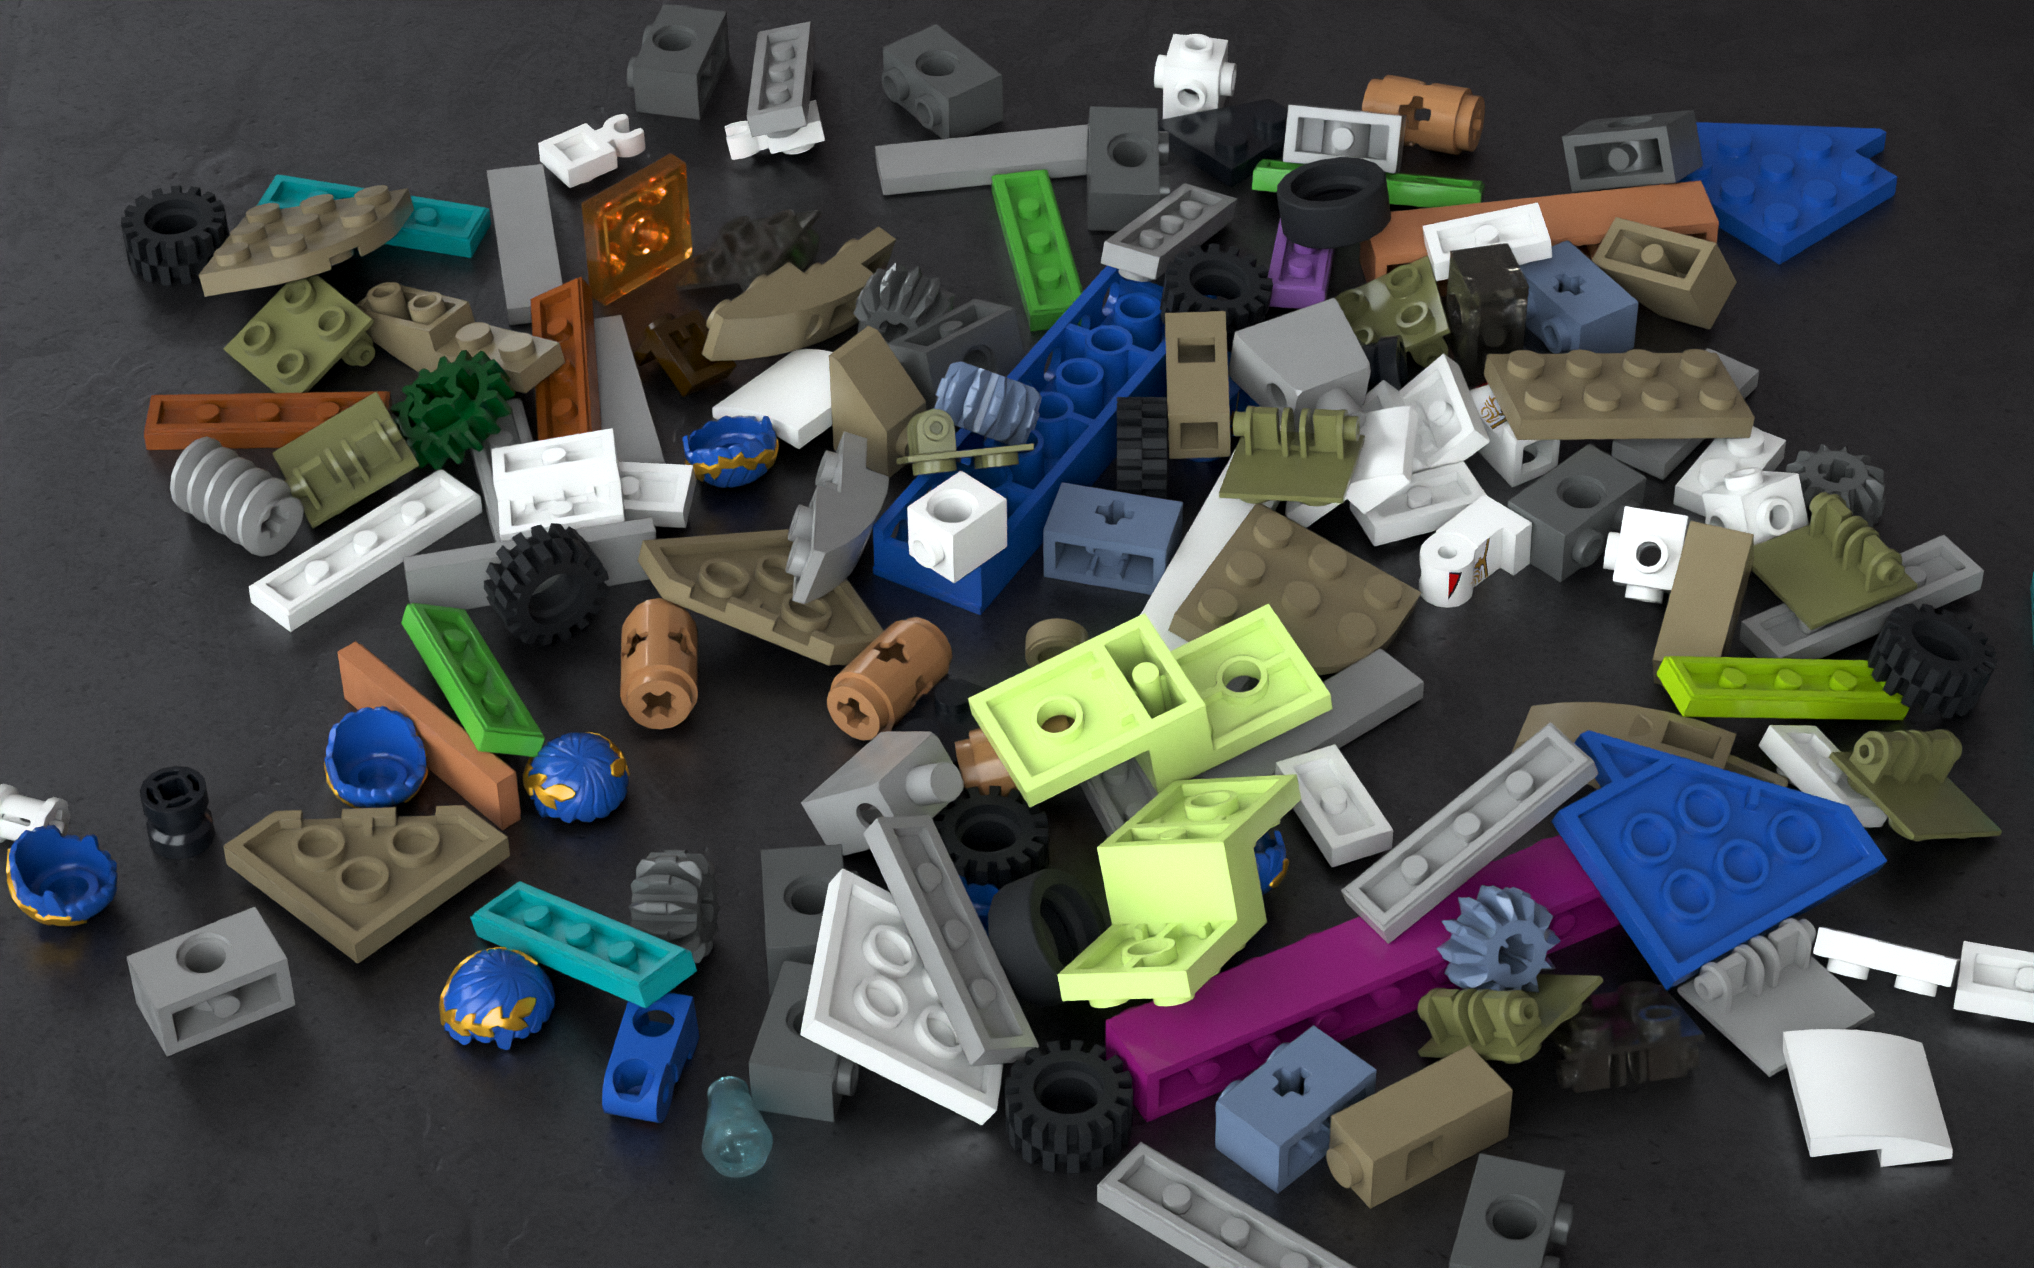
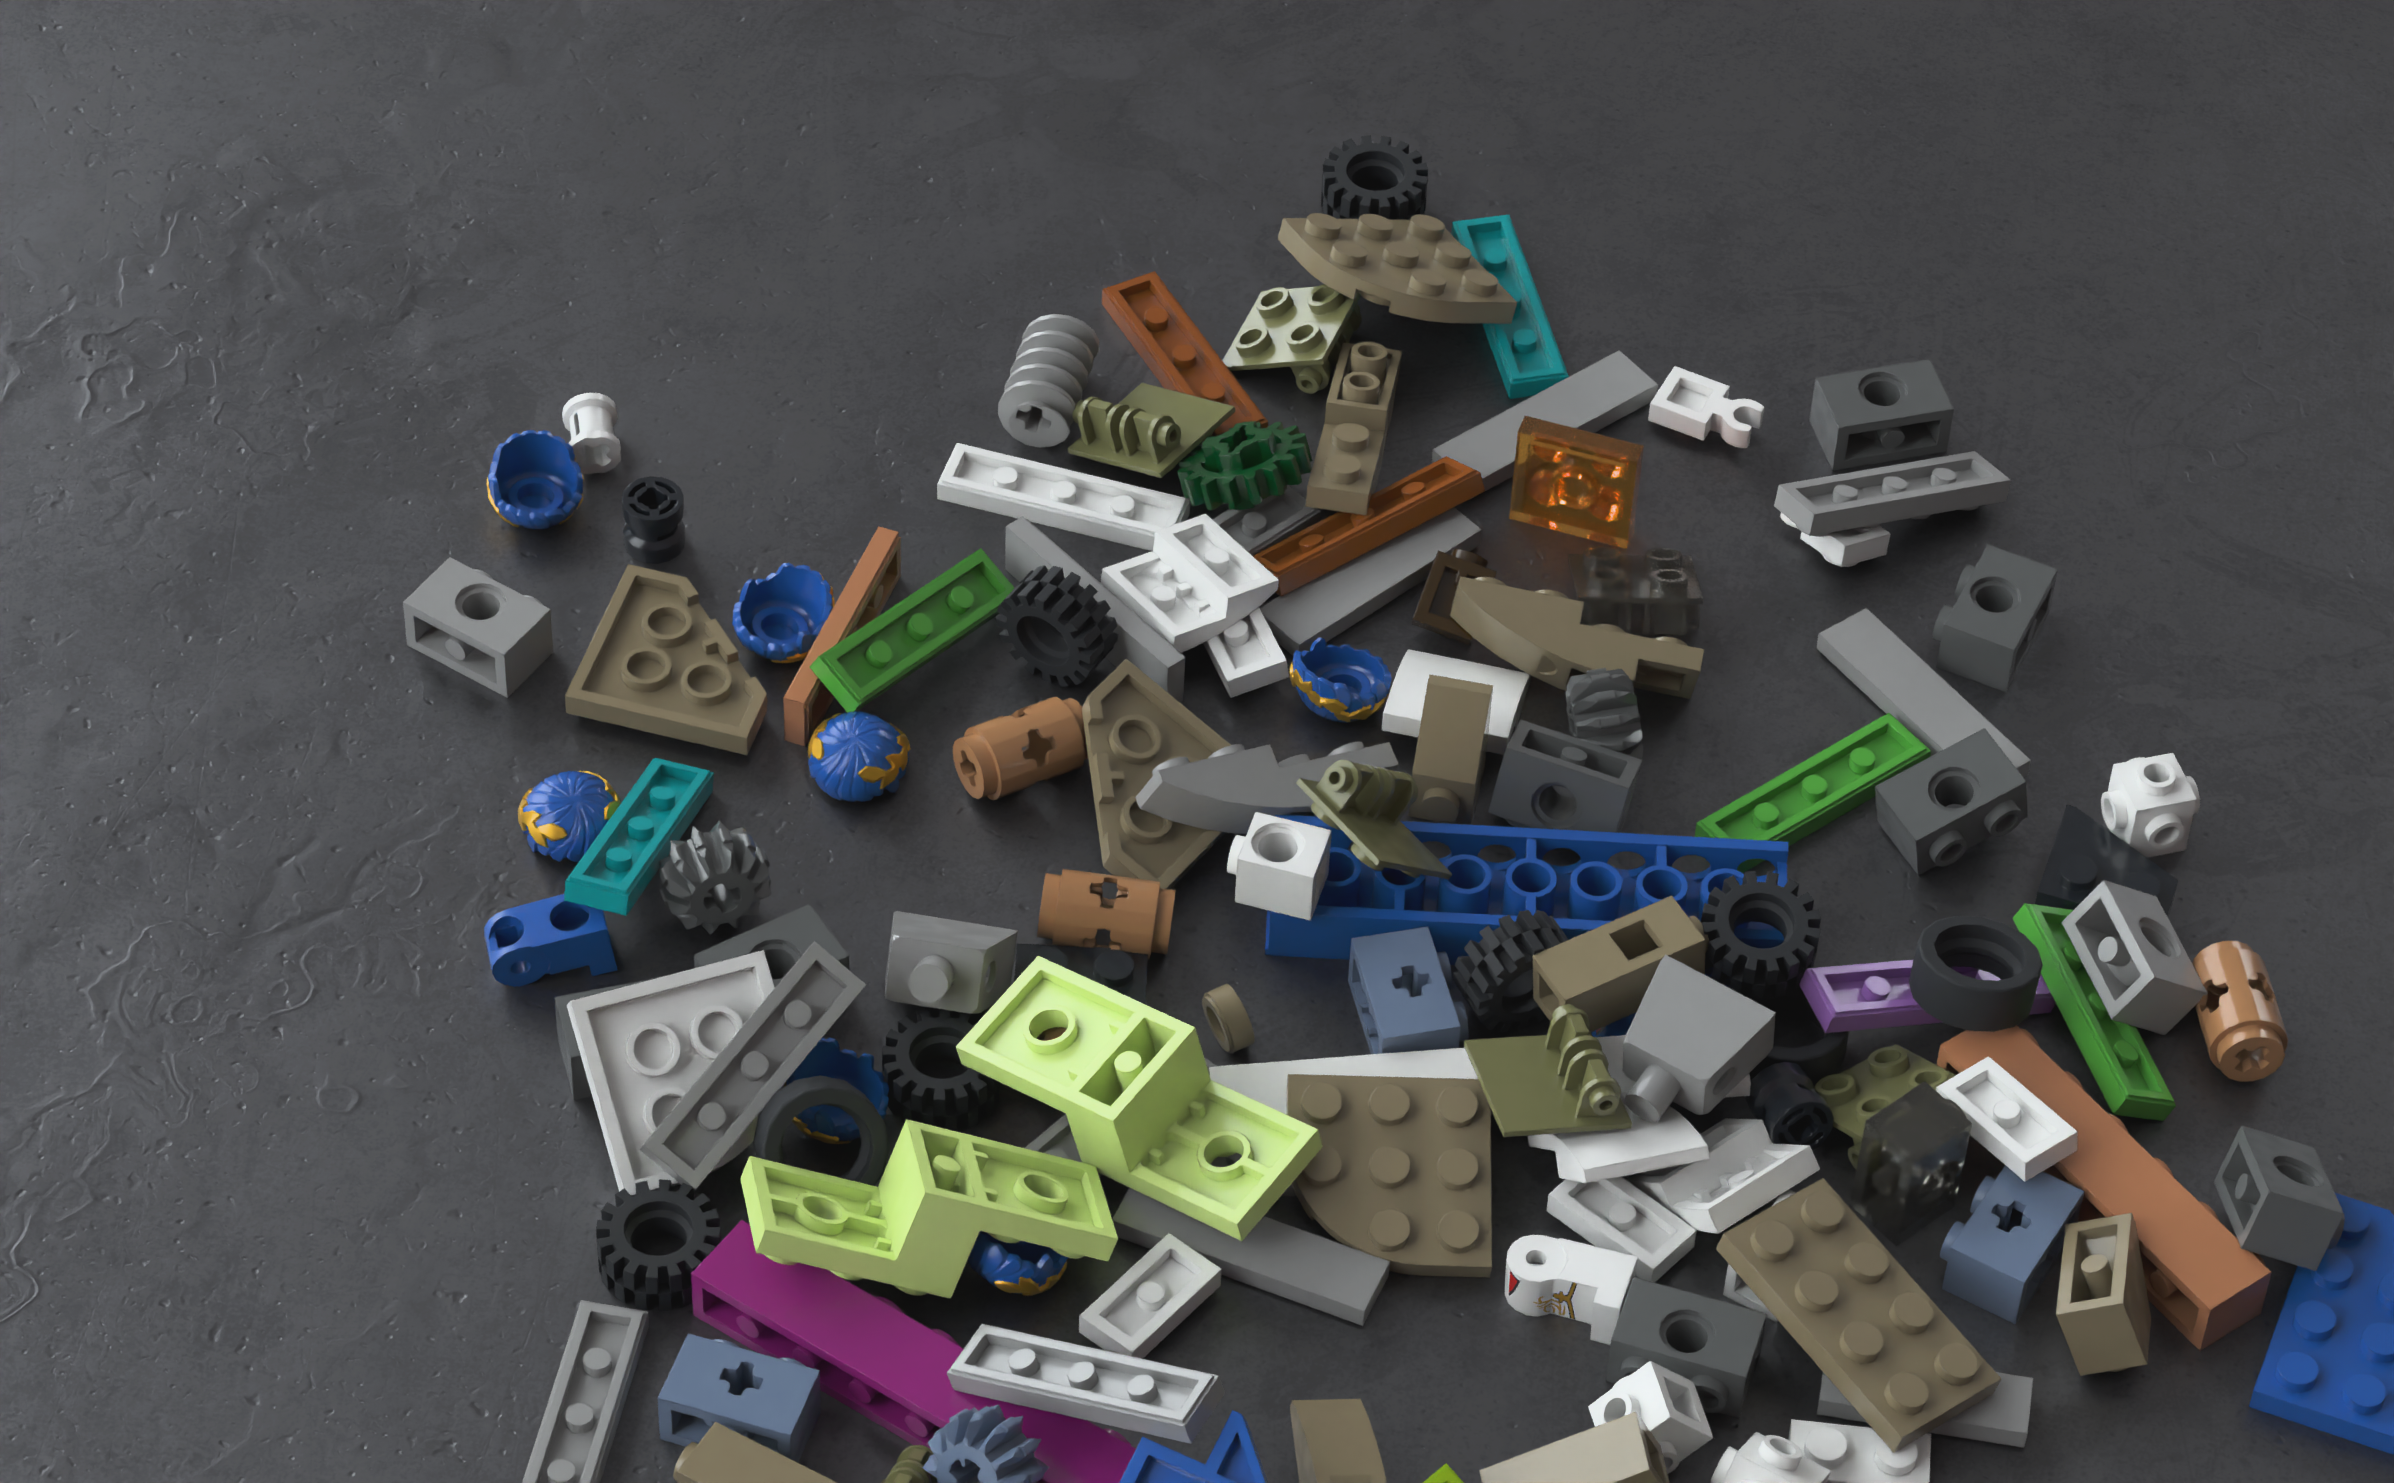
camera: 60 degrees right, 5 degrees up
(734, 1131) = (505, 1029): clear light blue cone -> none
(988, 403) = (1448, 816): sand blue gear -> none
(1170, 226) = (1862, 867): light grey plate -> none

